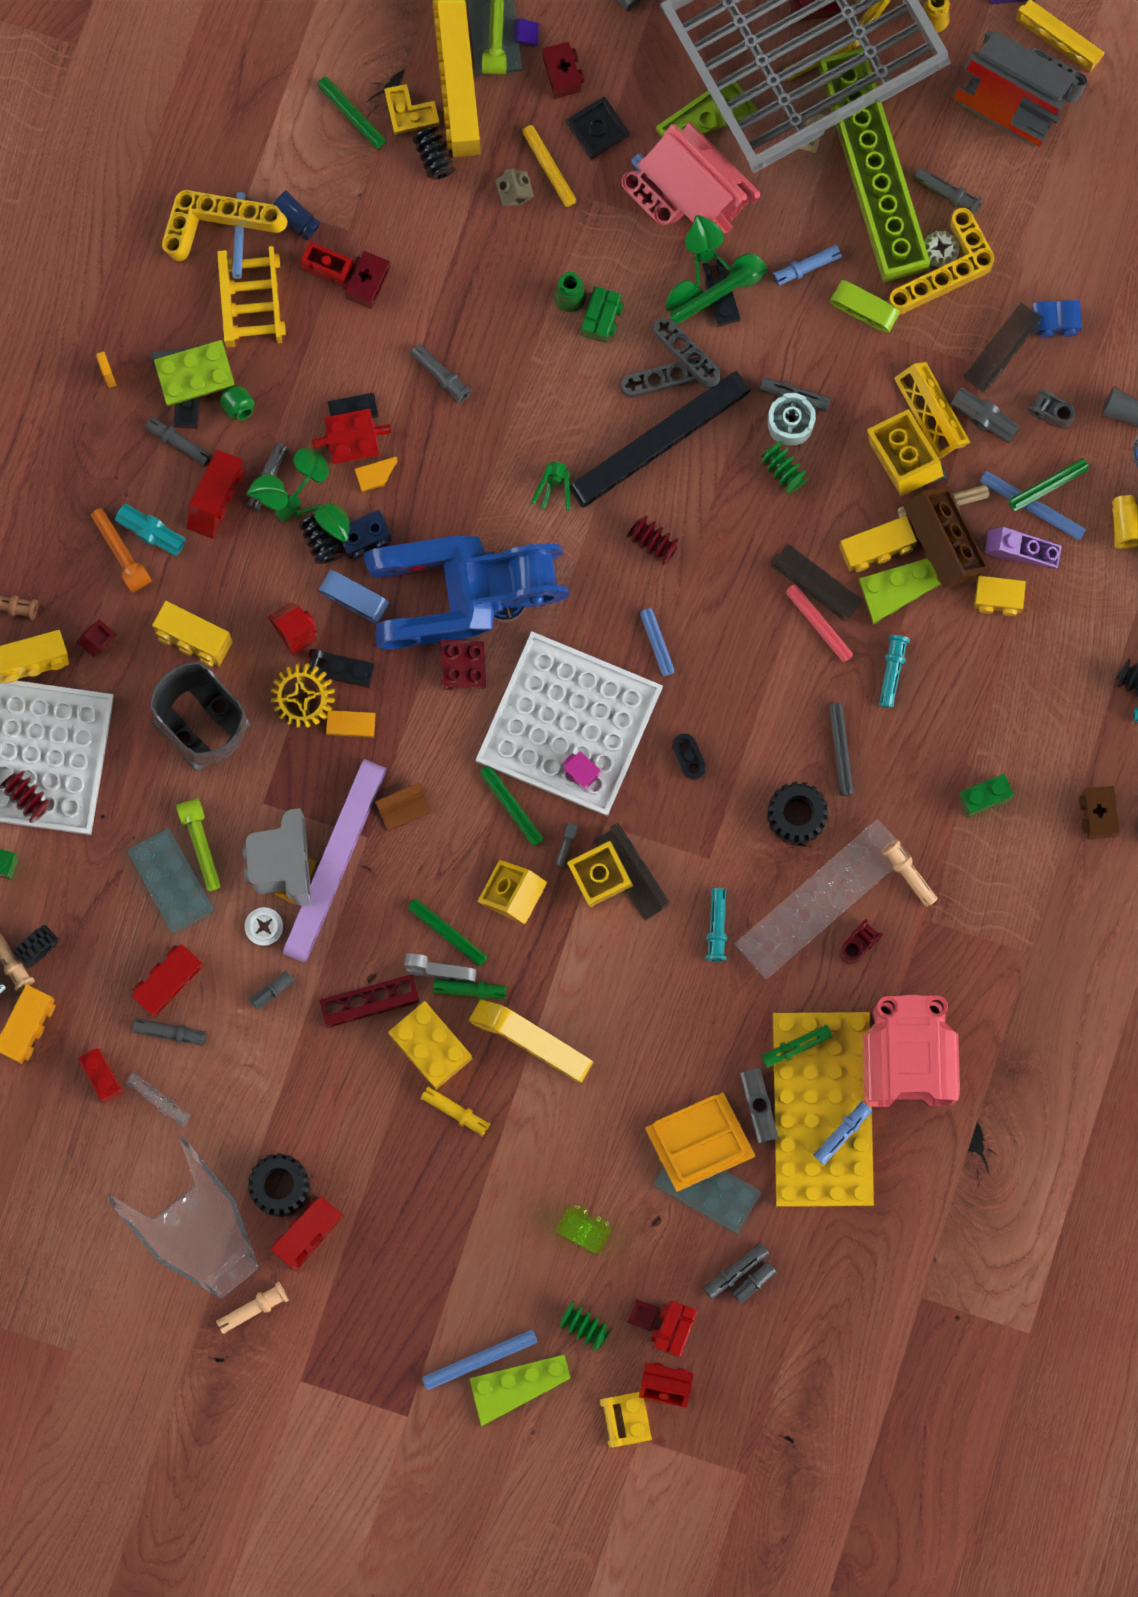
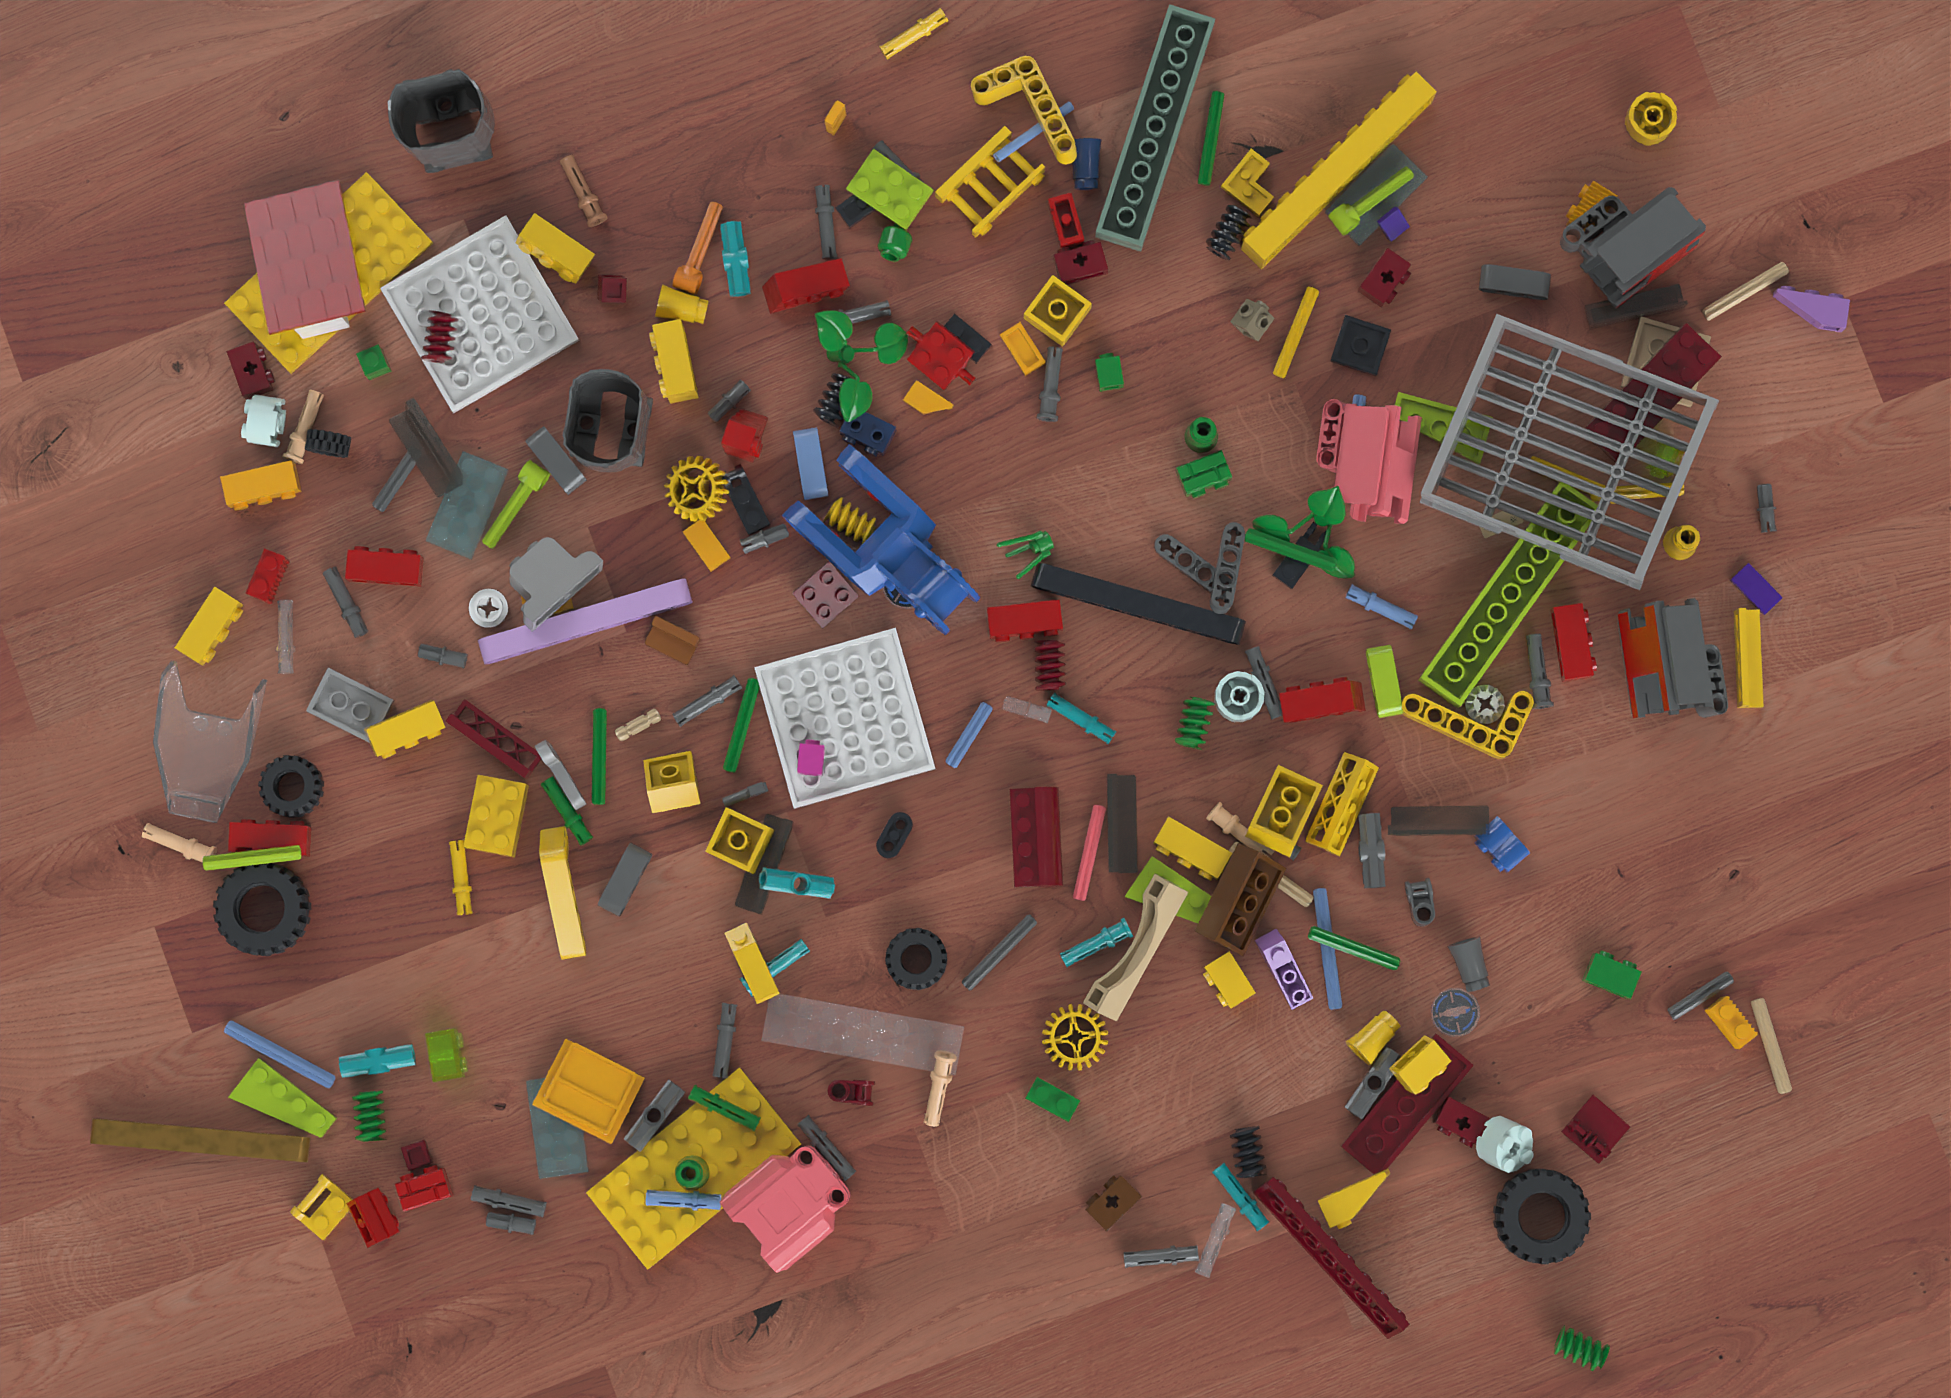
camera: 55 degrees right, 5 degrees up
(90, 257) = (913, 33): none -> yellow pin
(102, 1151) = (209, 626): none -> yellow brick
(103, 874) = (426, 449): none -> clear smoke panel
(106, 918) = (394, 483): none -> dark grey axle
(151, 598) = (681, 306): none -> yellow plant
(192, 785) = (555, 460): none -> dark grey beam
(252, 1091) = (348, 704): none -> light grey plate
(255, 619) = (729, 400): none -> dark grey axle
(306, 1061) = (405, 729): none -> yellow brick
(311, 145) = (1155, 128): none -> sand green brick
(312, 1254) = (252, 857): none -> lime axle
(332, 1258) = (229, 903): none -> black tyre
(382, 675) = (764, 538): none -> dark grey axle
(389, 323) = (1057, 310): none -> yellow brick
(395, 373) = (1022, 348): none -> light orange tile
(423, 599) = (850, 521): none -> yellow piece
(447, 883) = (637, 725): none -> tan axle
(467, 323) = (1109, 372): none -> green brick
(472, 810) = (706, 701): none -> dark grey pin
(497, 1474) = (200, 1140): none -> pearl gold beam
(546, 1287) = (377, 1061): none -> teal piece
(558, 986) = (624, 879): none -> dark grey beam
(604, 531) = (1025, 620): none -> red brick
(673, 583) = (1027, 709): none -> clear axle
(675, 849) = (784, 882): none -> teal piece
(701, 937) = (752, 963): none -> yellow slope
(713, 548) = (1081, 718): none -> teal pin
(741, 1005) = (724, 1041): none -> dark grey pin
(776, 651) = (1036, 837): none -> dark red brick
(823, 1119) = (701, 1172): none -> green plant
(842, 362) = (1321, 700): none -> red wedge
(875, 994) = (846, 1169): none -> dark grey pin
(883, 501) = (1231, 825): none -> light nougat pin
(938, 681) = (1114, 989): none -> tan arch
(946, 149) = (1573, 642): none -> red brick
(960, 748) = (1091, 1034): none -> yellow gear

